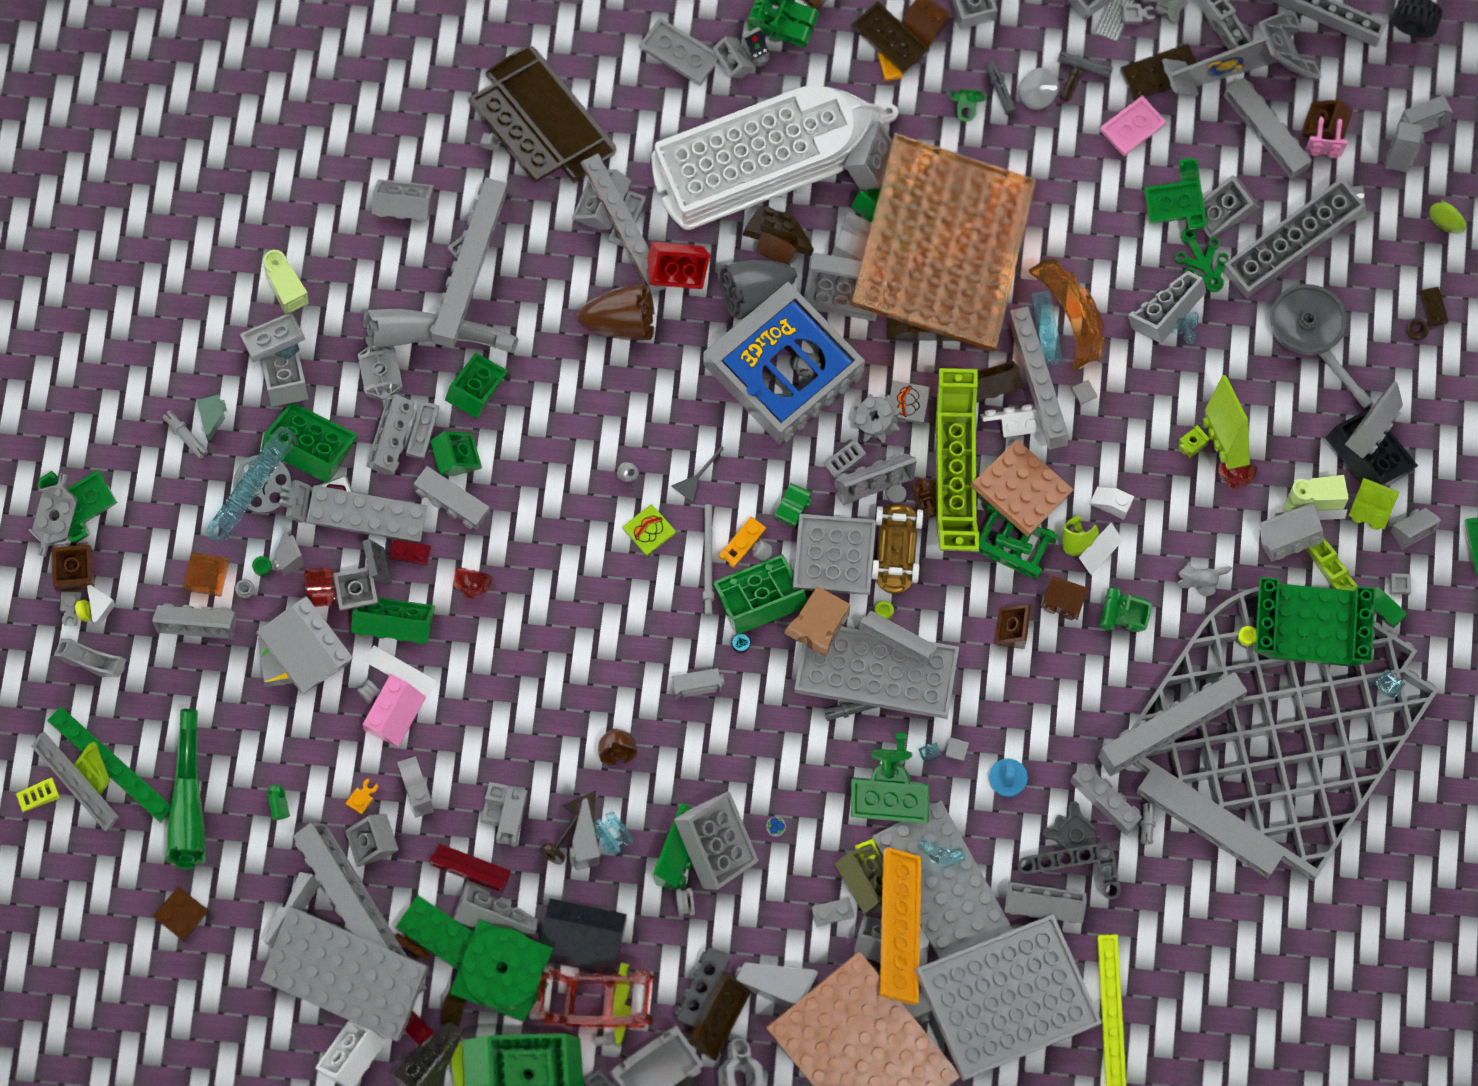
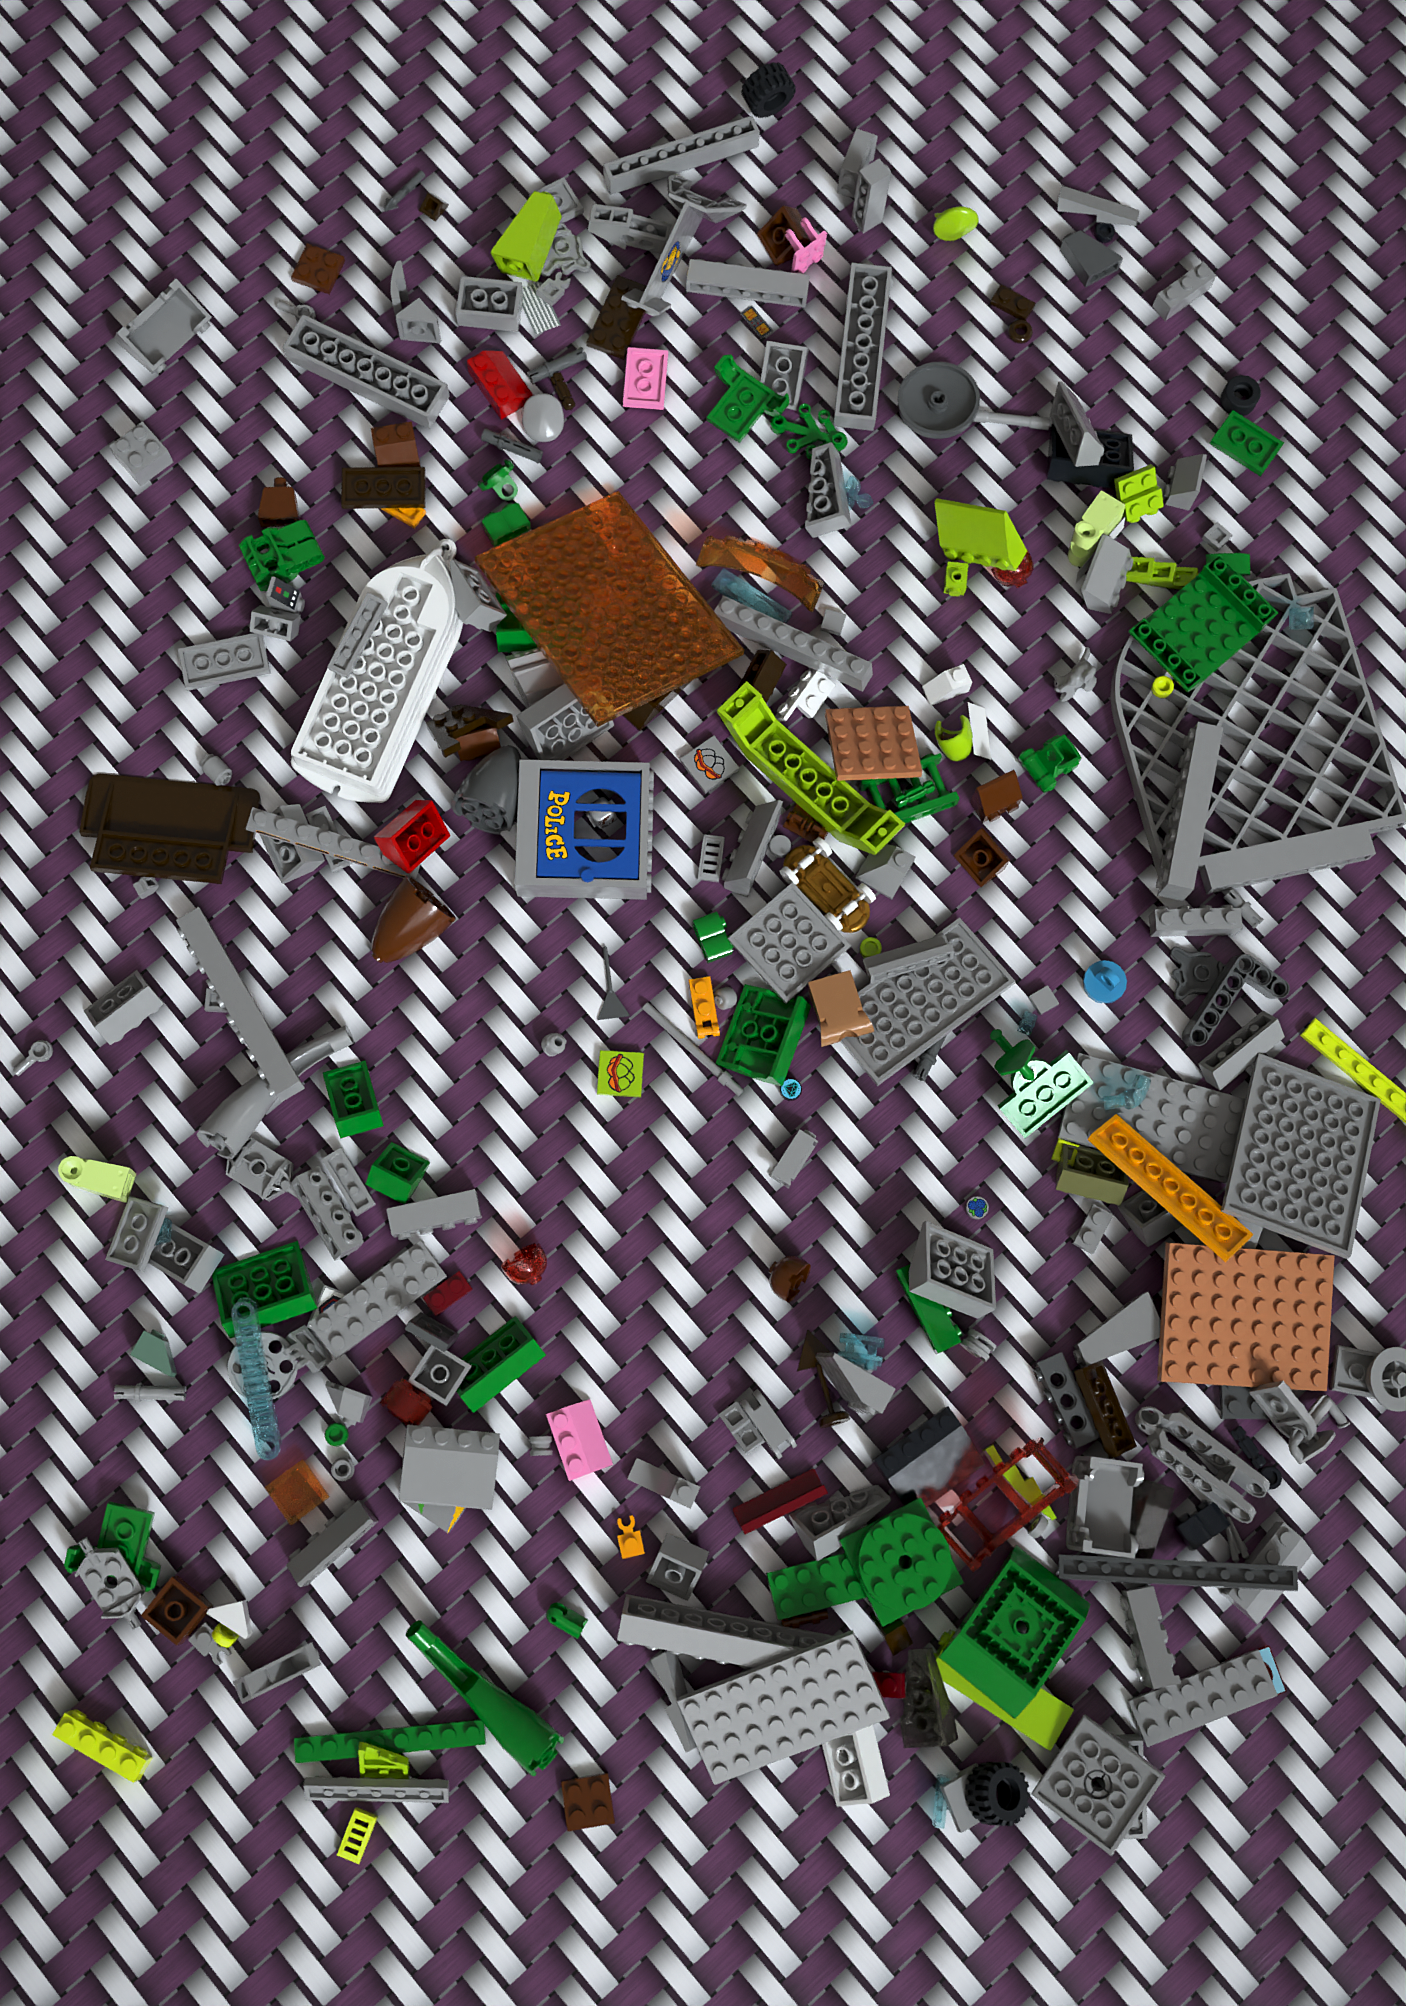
camera: 50 degrees left, 5 degrees up
(328, 178) = (40, 1051): none -> light grey plate
(391, 665) = (545, 1400): white sticker -> none
(605, 112) = (216, 769): none -> light grey brick
(768, 111) = (357, 635): none -> light grey plate
(869, 410) = (691, 794): light grey brick -> none
(942, 133) = (506, 524): none -> green brick
(946, 573) = (886, 870): none -> light grey slope
(1037, 40) = (499, 382): none -> red slope
(1248, 158) = (756, 321): none -> sticker

